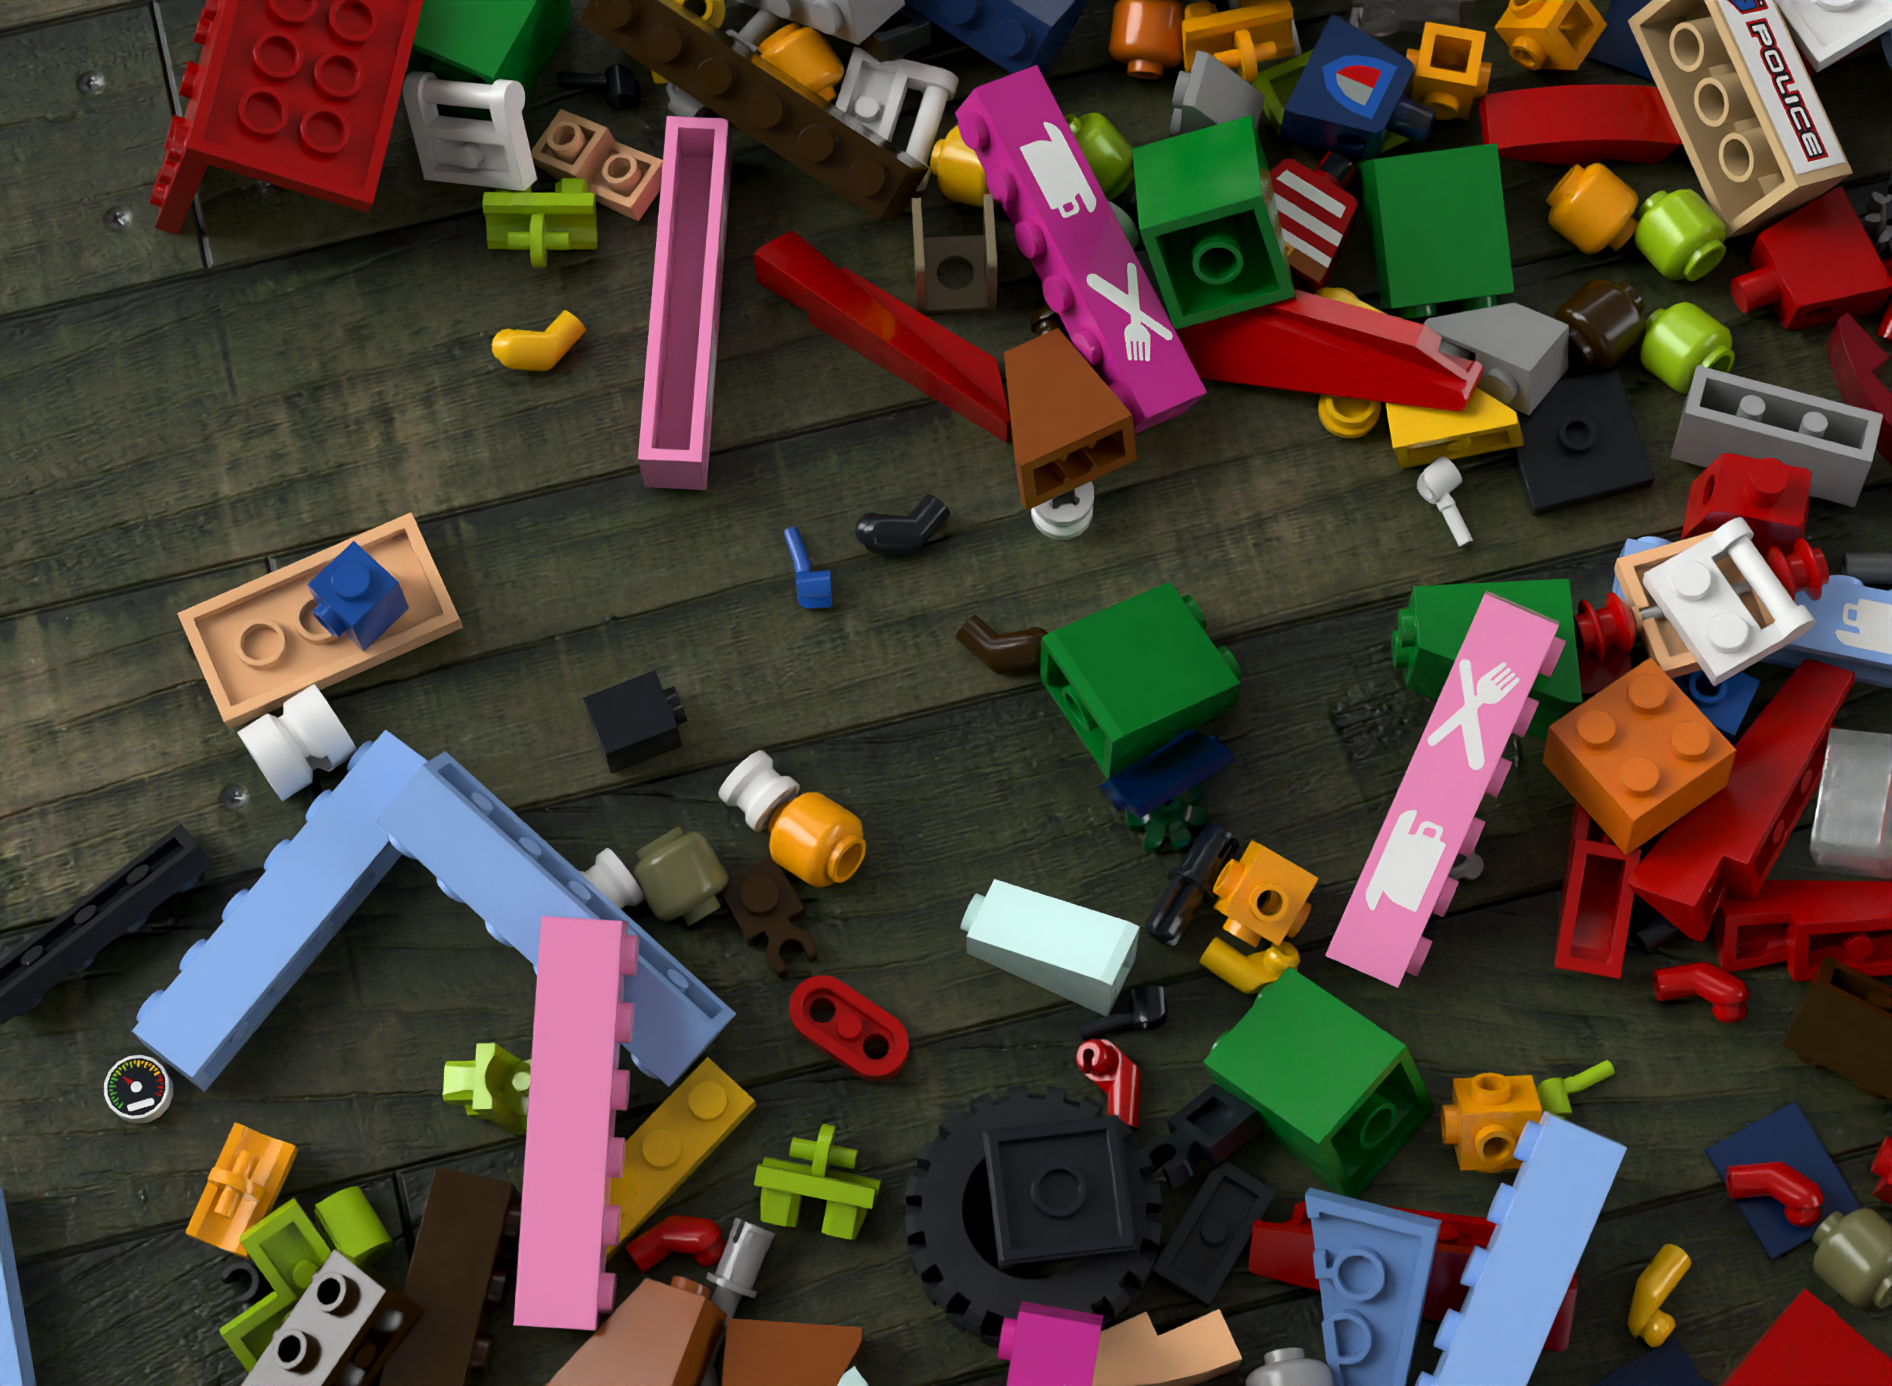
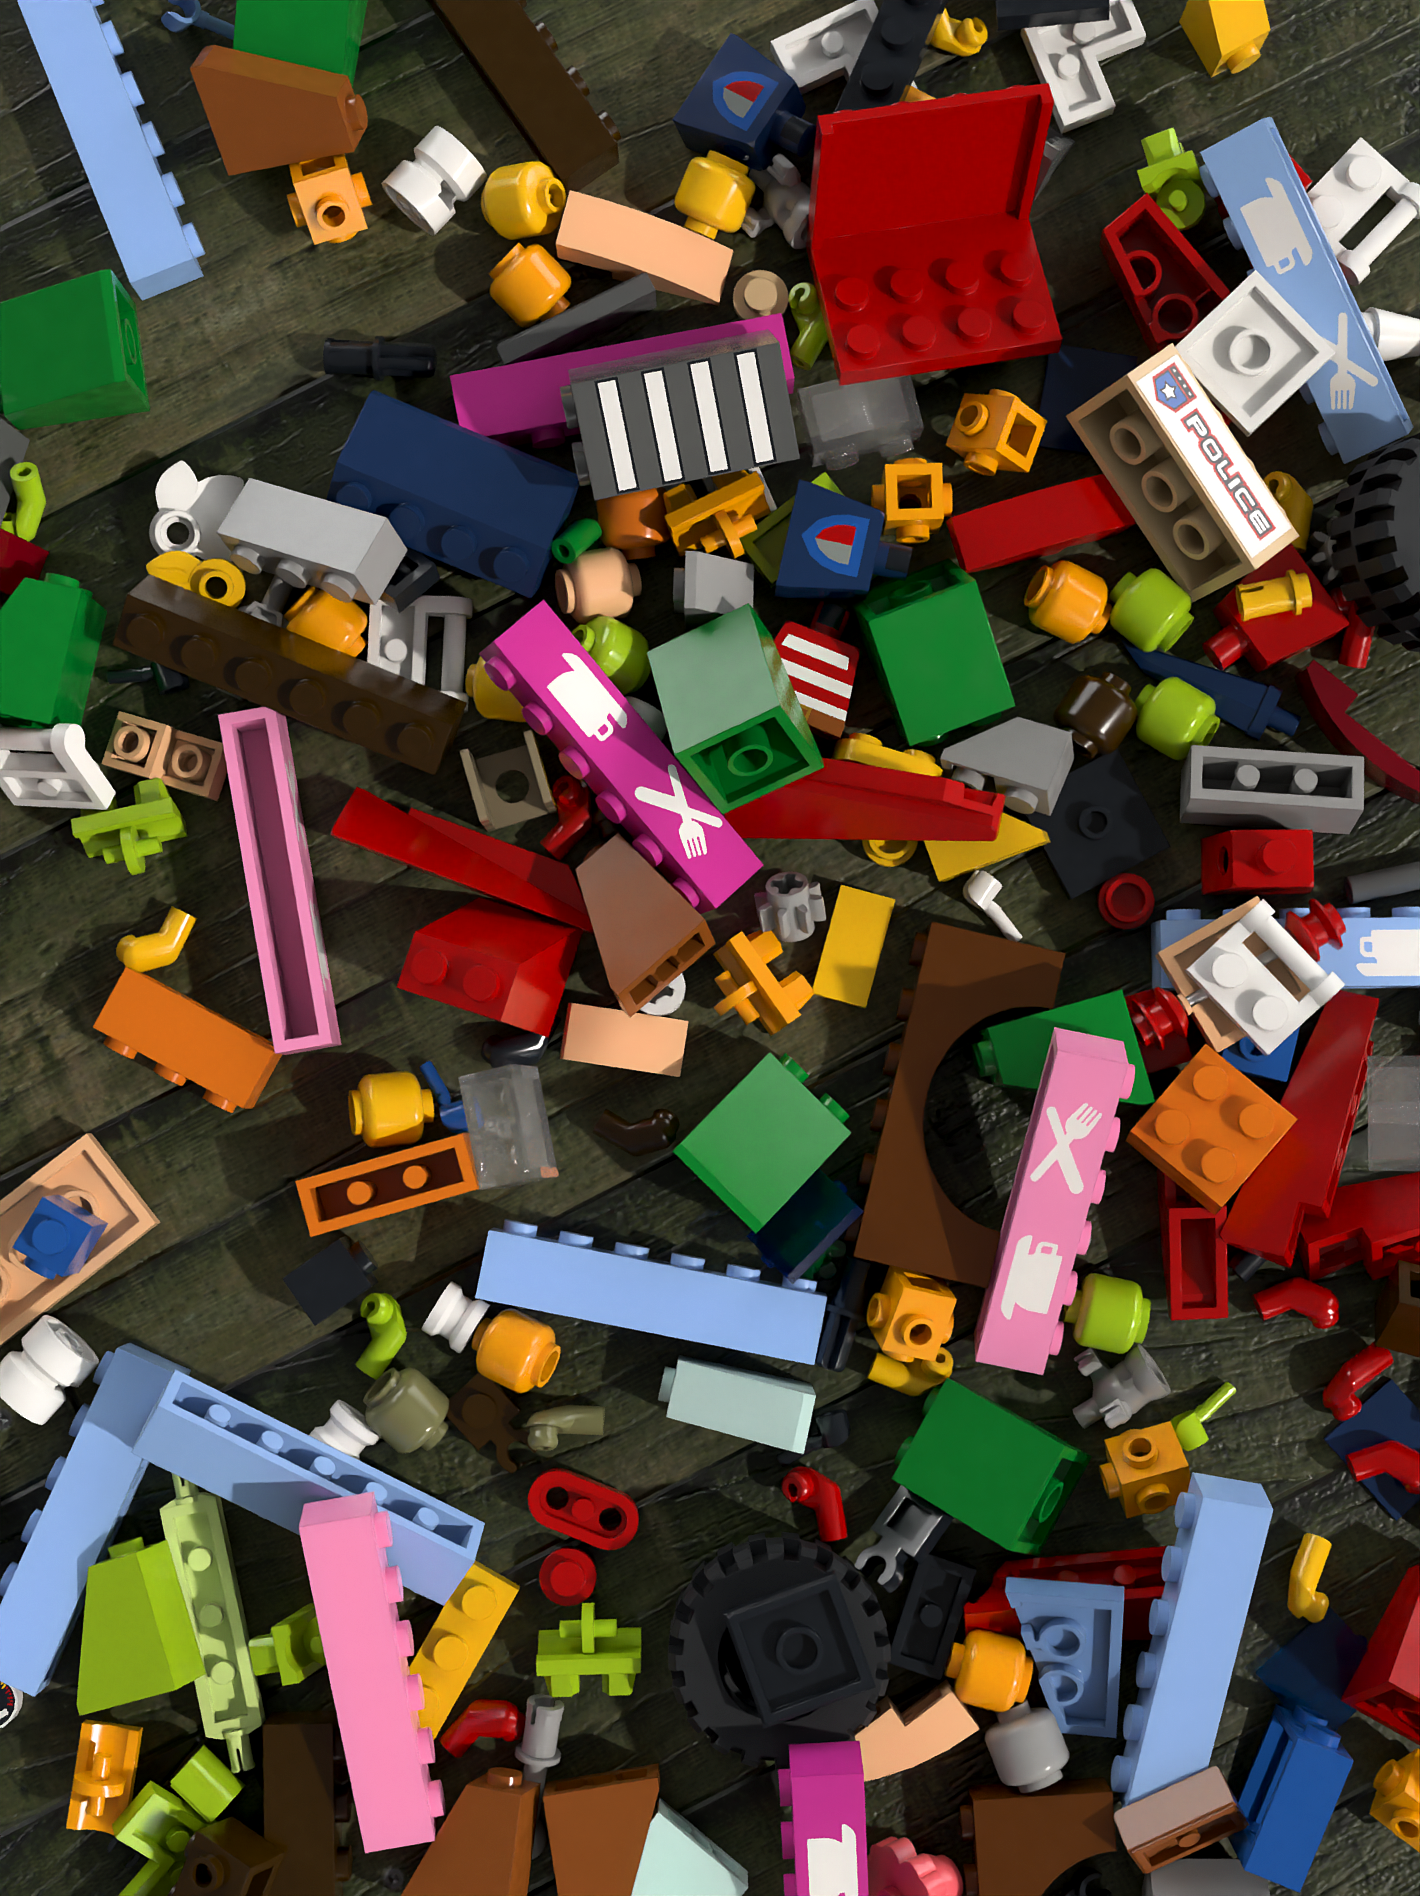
camera: 15 degrees left, 15 degrees up
(320, 1035) = (135, 1629): none -> lime slope
(408, 1050) = (208, 1579): none -> yellowish green plate
(545, 444) = (186, 1041): none -> orange brick
(677, 793) = (386, 1330): none -> lime arm
(724, 630) = (388, 1184): none -> orange brick
(742, 559) = (390, 1109): none -> yellow head
(813, 1098) = (567, 1576): none -> red plate
(834, 927) = (564, 1419): none -> olive arm
(867, 600) = (508, 1127): none -> clear brick
(888, 434) = (493, 963): none -> red slope
(980, 813) = (652, 1294): none -> light blue brick
(1013, 543) = (624, 1042): none -> light nougat slope
(1014, 311) = (574, 815): none -> red arm
(1085, 38) = (575, 539): none -> green arm
(1096, 83) = (598, 585): none -> light nougat head
(1168, 522) = (753, 988): none -> light orange hips
(1226, 446) = (790, 906): none -> light grey gear
(1267, 1304) = (990, 1670): none -> light orange head
(1282, 782) = (956, 985): none -> reddish brown arch
(1284, 509) = (853, 946): none -> yellow tile
(1481, 1035) = (1119, 1389): none -> light grey piece
(1484, 944) = (1108, 1313): none -> lime head
(1594, 526) = (1125, 901): none -> red plate
(1747, 1081) = (1351, 1377): none -> red arm
(1758, 349) = (1238, 700): none -> dark blue bar
(1815, 234) = (1274, 596): none -> yellow pin
(1864, 168) = (1294, 502): none -> yellow arm

